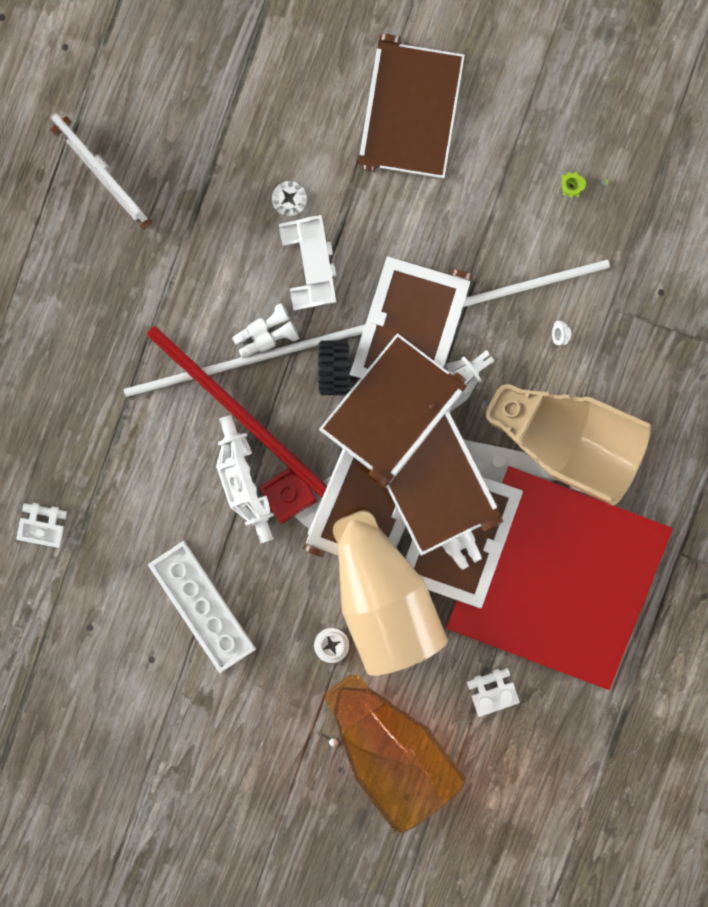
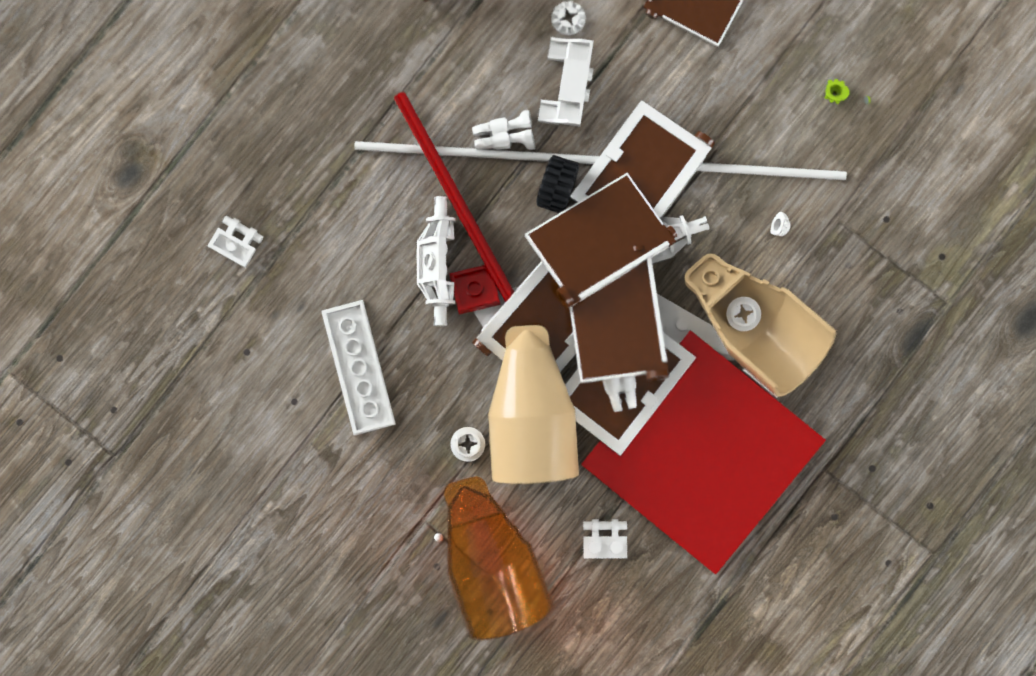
camera: 15 degrees right, 5 degrees down
(564, 434) = (749, 305): none -> white gear

